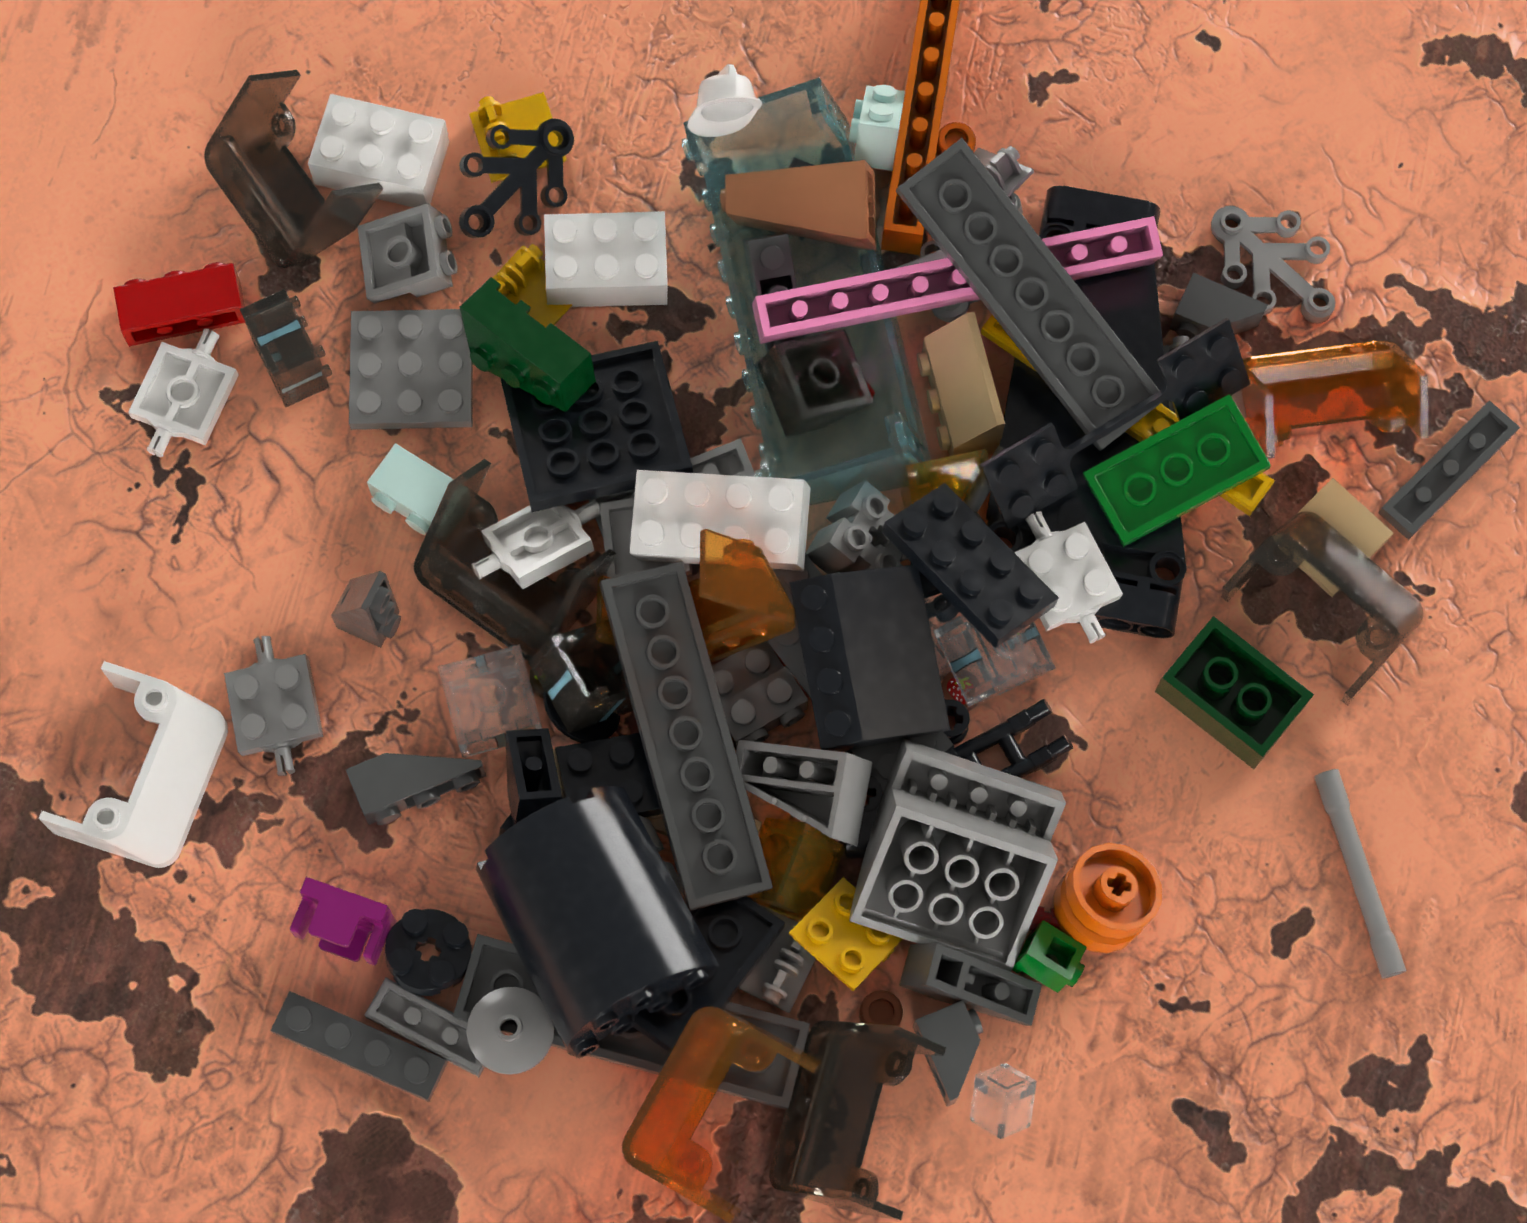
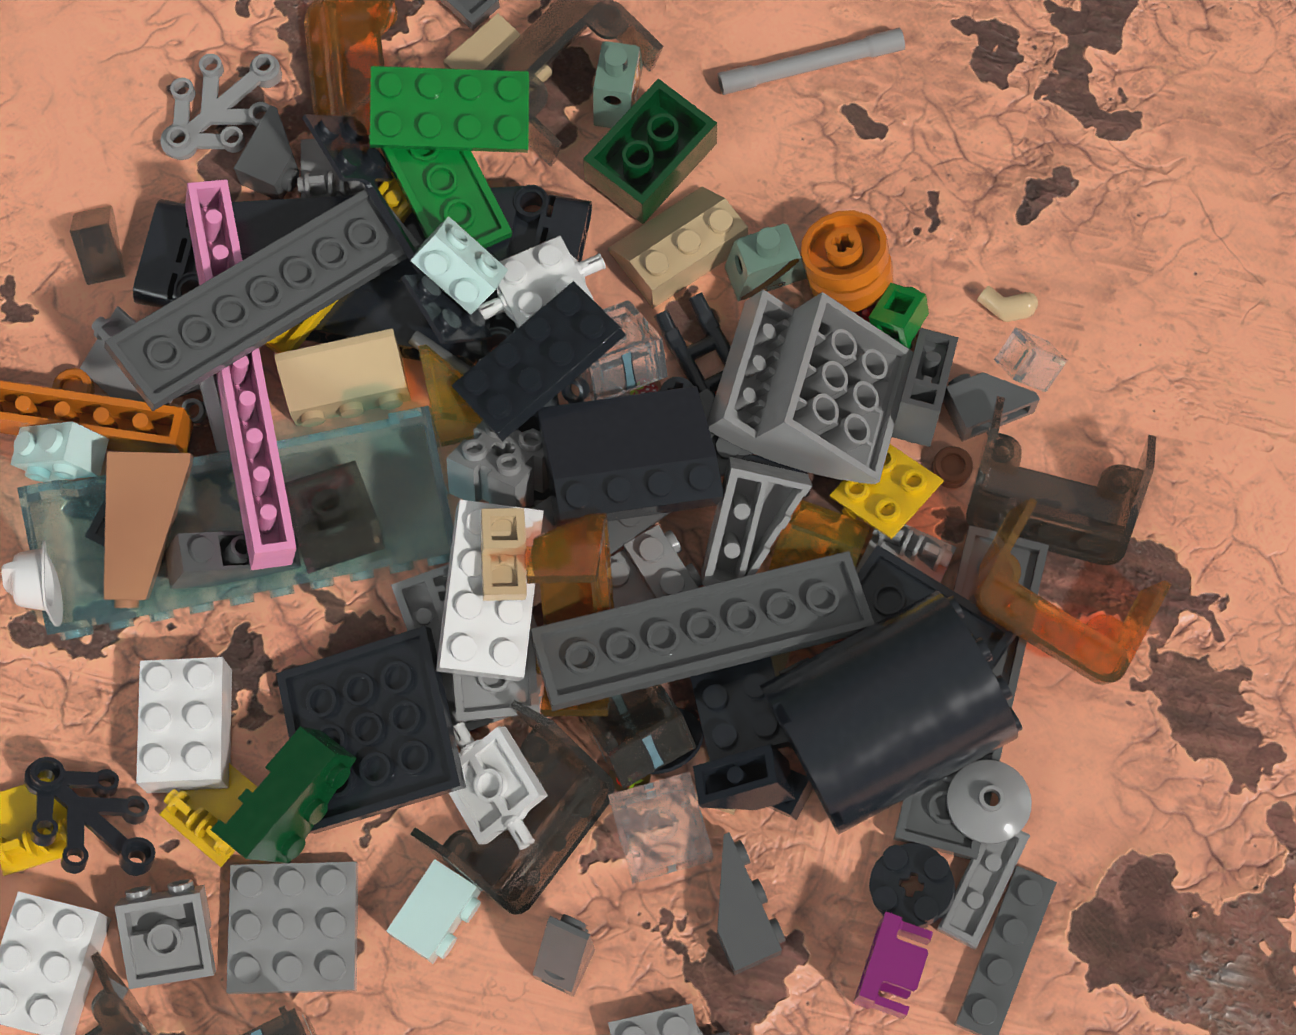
camera: 85 degrees left, 0 degrees up
(753, 518) = (503, 554): none -> tan slope
(1066, 1082) = (1009, 308): none -> tan arm
(1073, 484) = (459, 265): none -> light aqua brick
(1108, 812) = (764, 262): none -> sand green torso
(1113, 153) = (97, 245): none -> clear smoke slope
(1128, 726) = (679, 245): none -> tan slope
(1251, 469) = (449, 109): none -> green plate
(1315, 656) = (618, 76): none -> sand green torso

